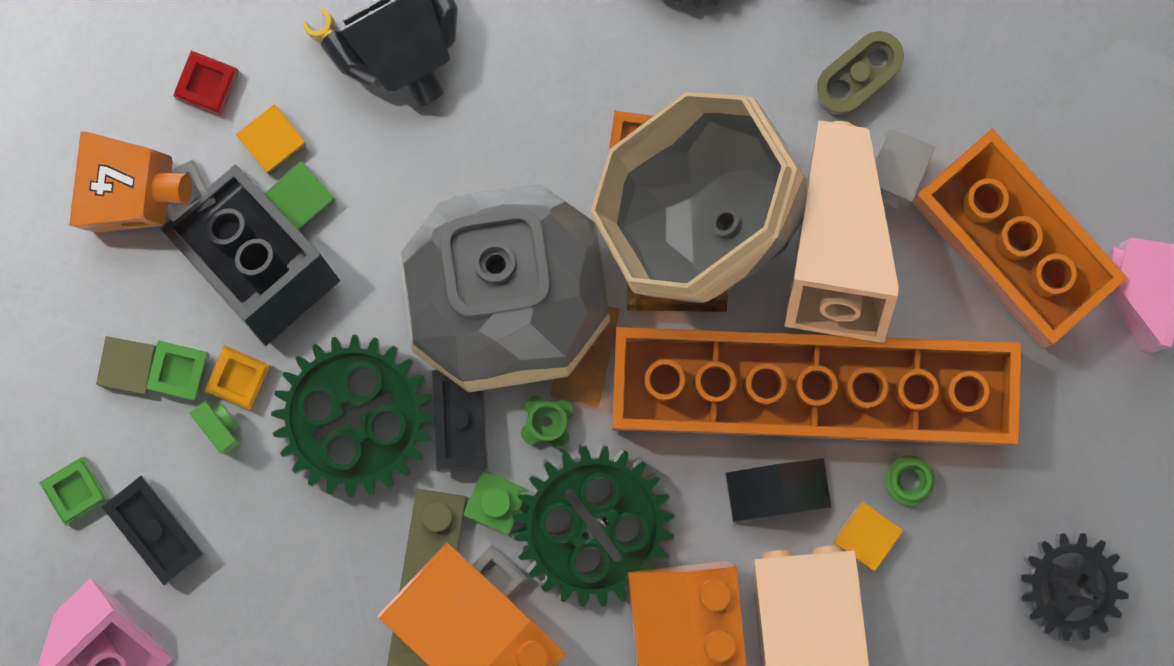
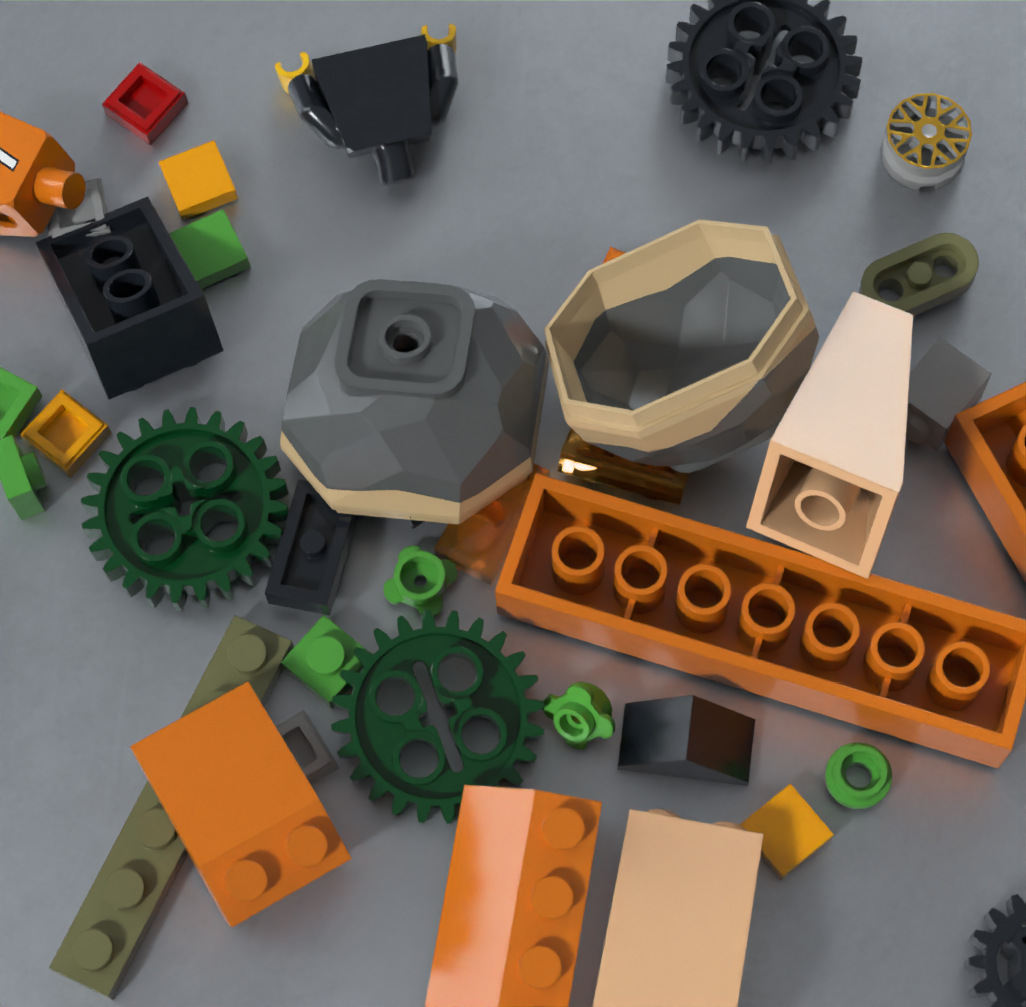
camera: 25 degrees right, 15 degrees down
(696, 492) = (581, 714): none -> bright green plate

